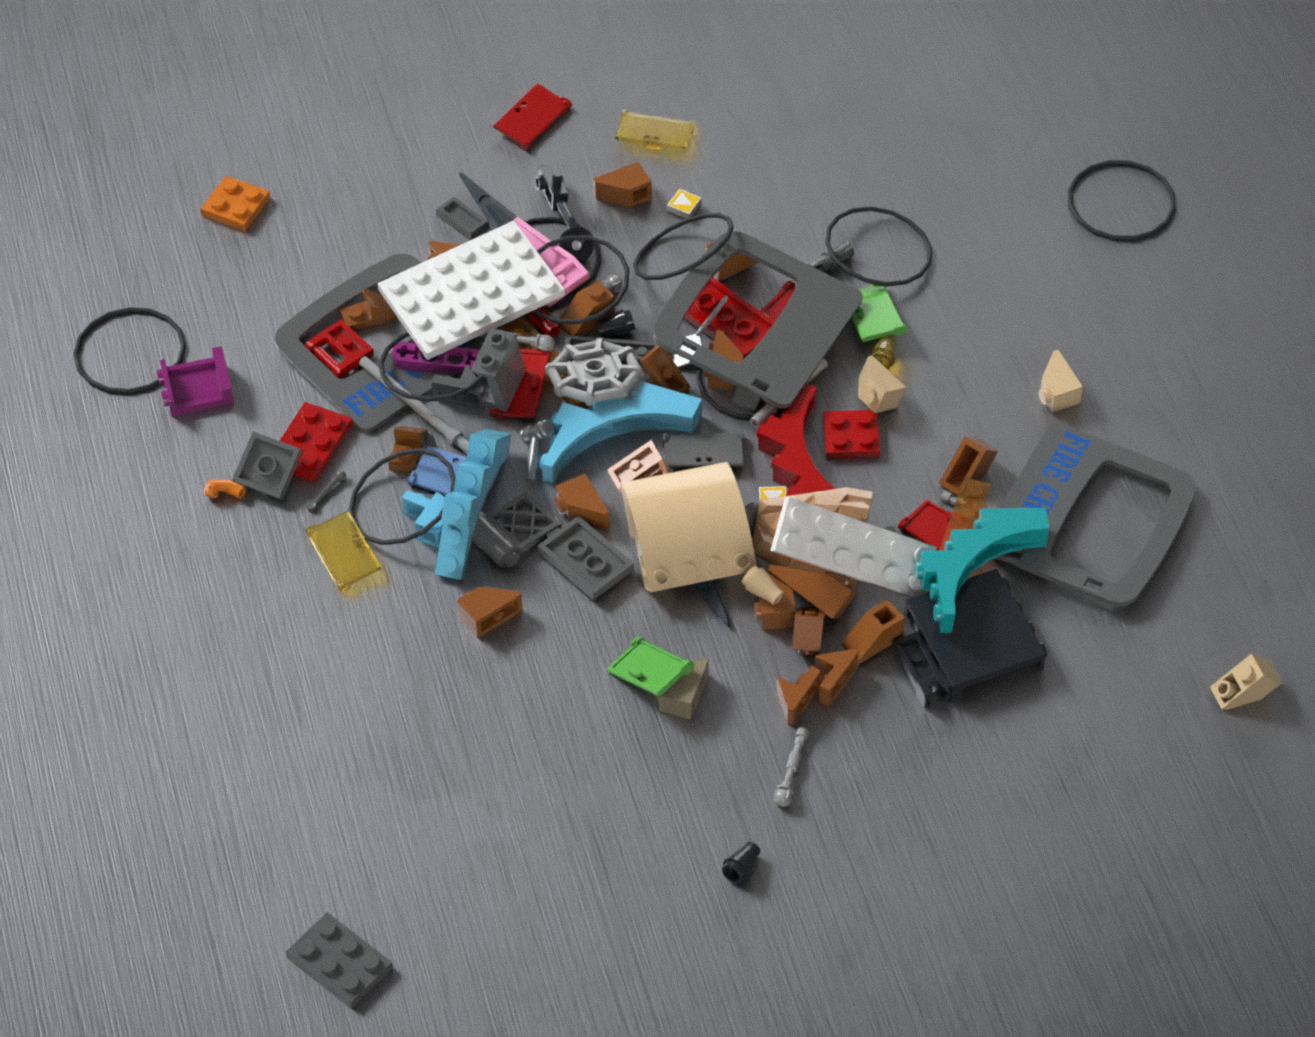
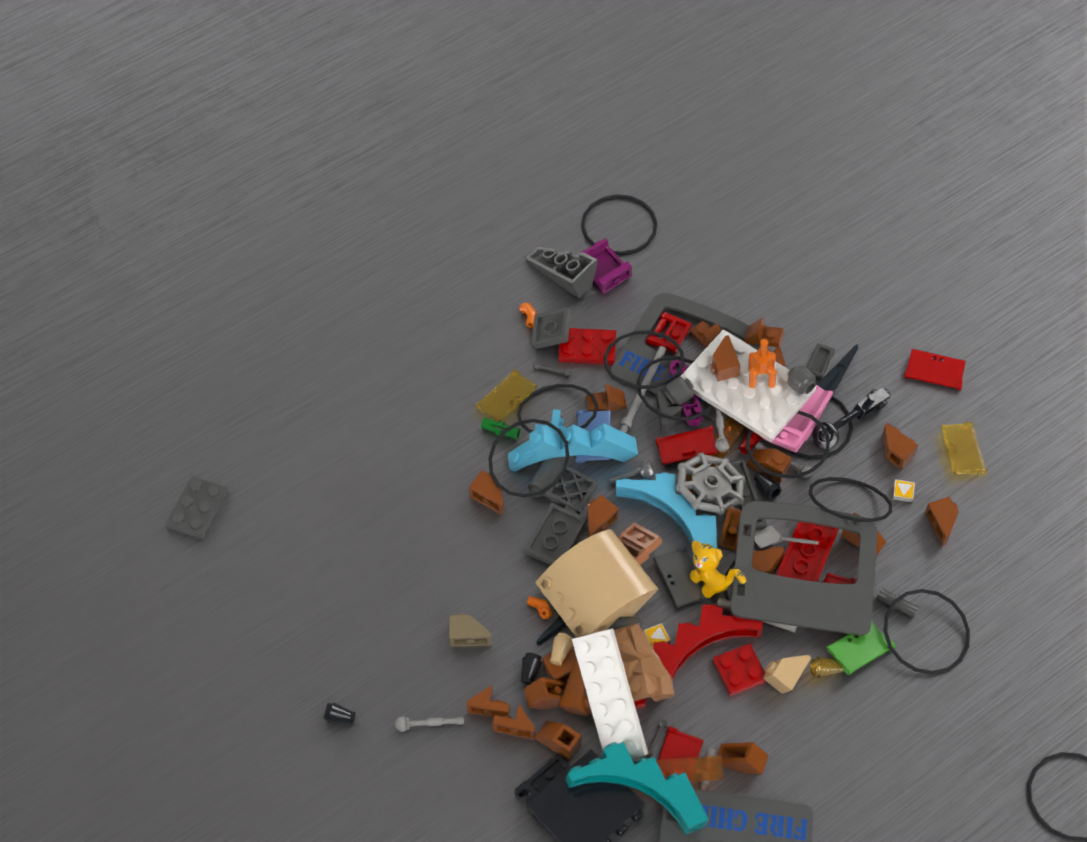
camera: 70 degrees right, 5 degrees up
(182, 420) = (568, 270): none -> dark grey wedge
(235, 203) = (766, 232): orange plate -> none
(381, 581) = (489, 424): none -> green pin
(391, 416) = (643, 386): none -> black piece
(403, 250) = (758, 331): none -> dark orange slope
(434, 288) = (725, 361): none -> dark orange slope
(446, 355) = (679, 390): none -> dark grey head
(471, 247) = (762, 363): none -> orange plant
(476, 588) = (544, 489): none -> black piece
(502, 366) = (675, 423): dark grey panel -> none
(507, 223) = (801, 380): none -> dark grey head
(650, 667) = (473, 603): bright green door -> none
(680, 602) = (542, 606): none -> orange arm
(706, 405) = (706, 560): none -> yellow animal
(743, 180) = (942, 517): none -> dark orange slope
(762, 637) = (530, 666): none -> black cone
(1059, 385) = (851, 799): tan slope -> none

